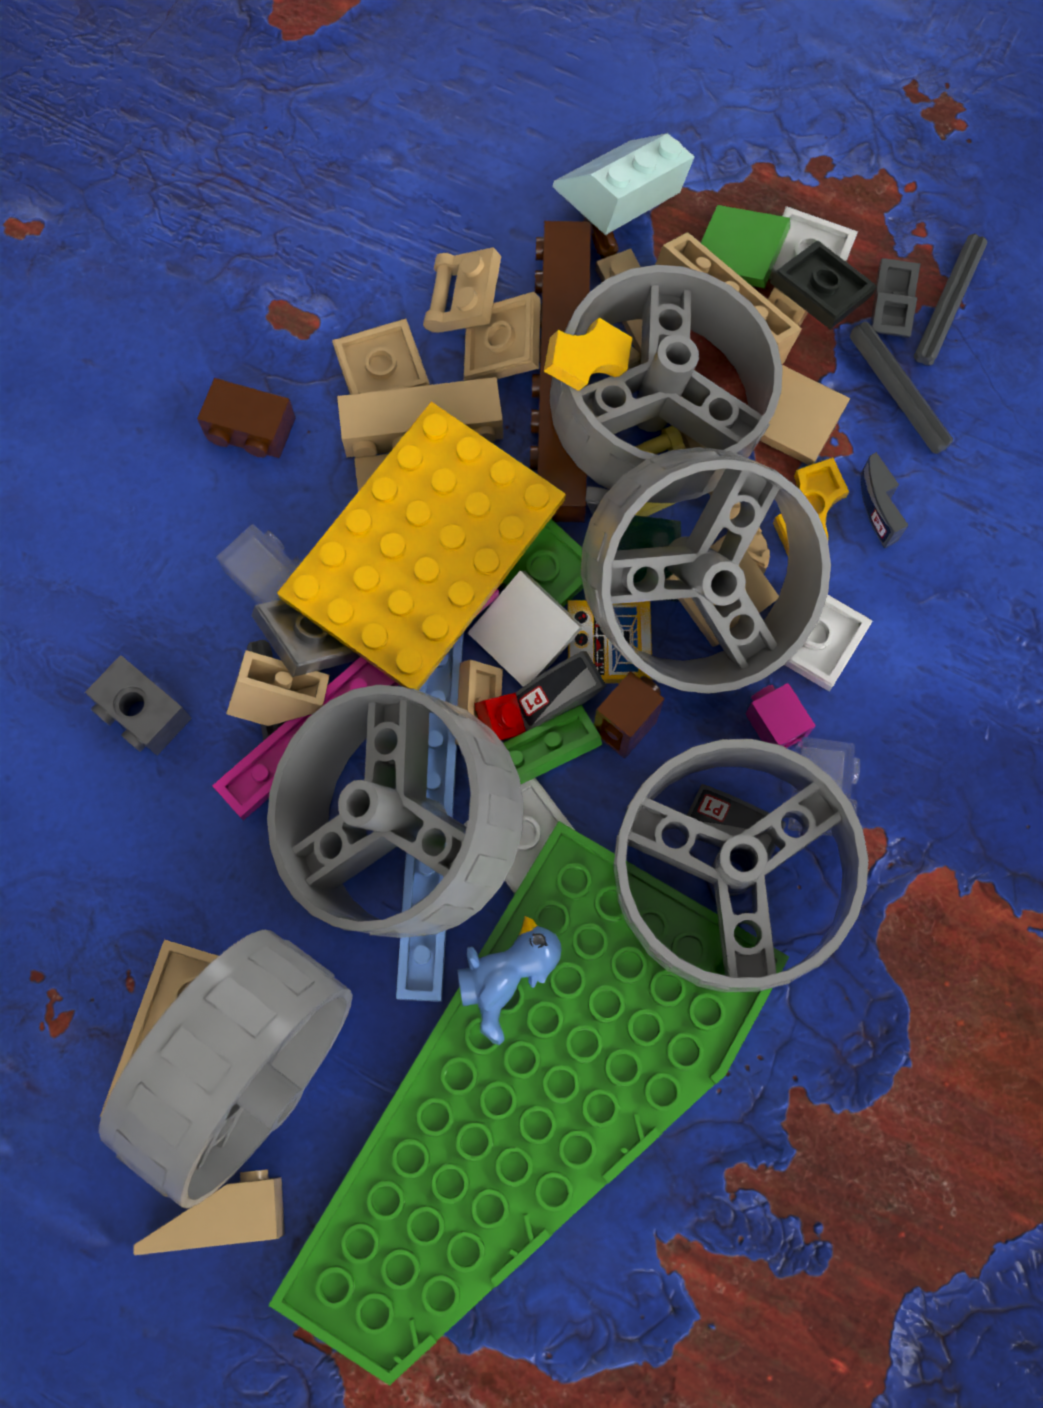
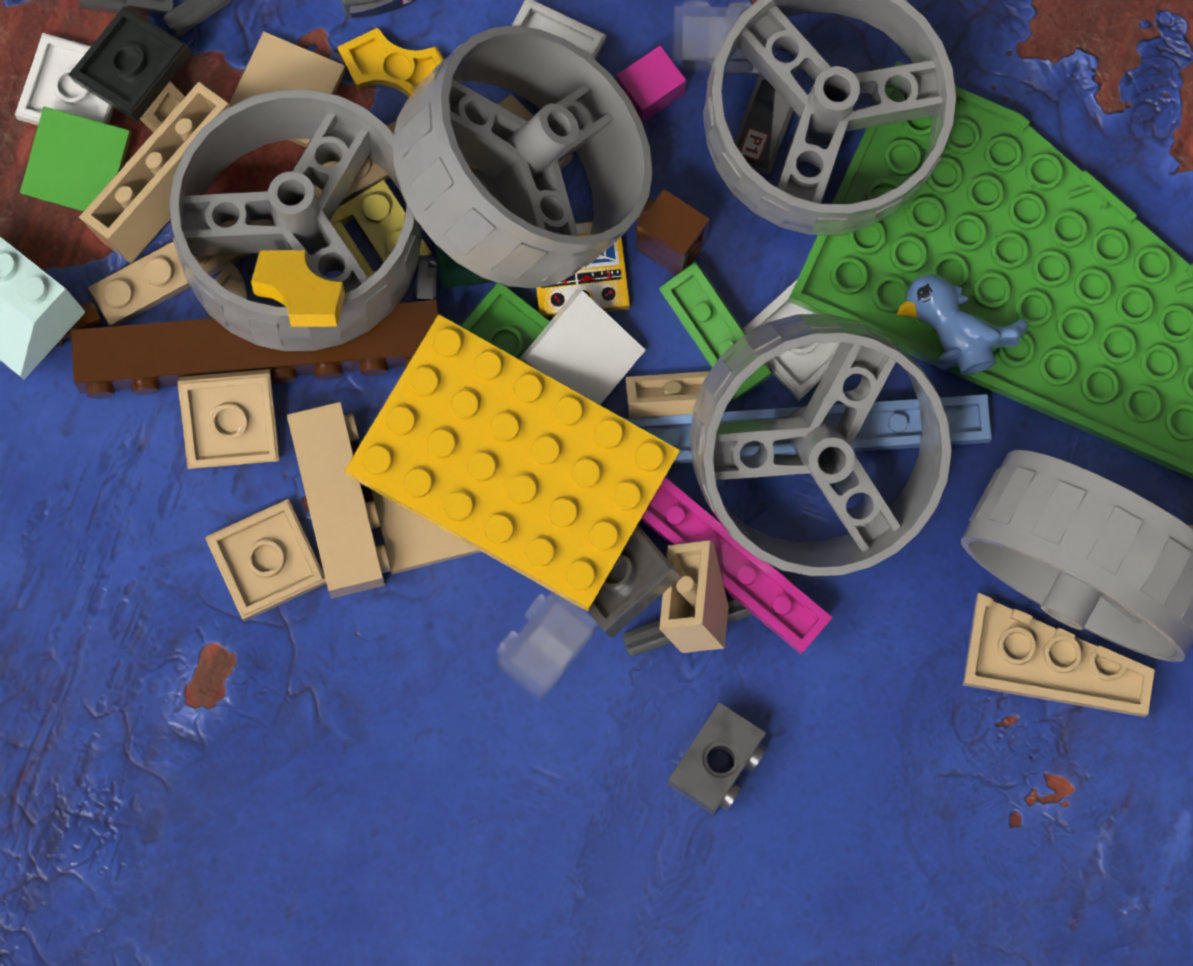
camera: 100 degrees left, 5 degrees up
(246, 418) = (358, 699): reddish brown brick -> none
(472, 294) = (165, 459): tan plate -> none
(501, 715) = (682, 369): red plate -> none
(559, 690) = (648, 313): slope -> none

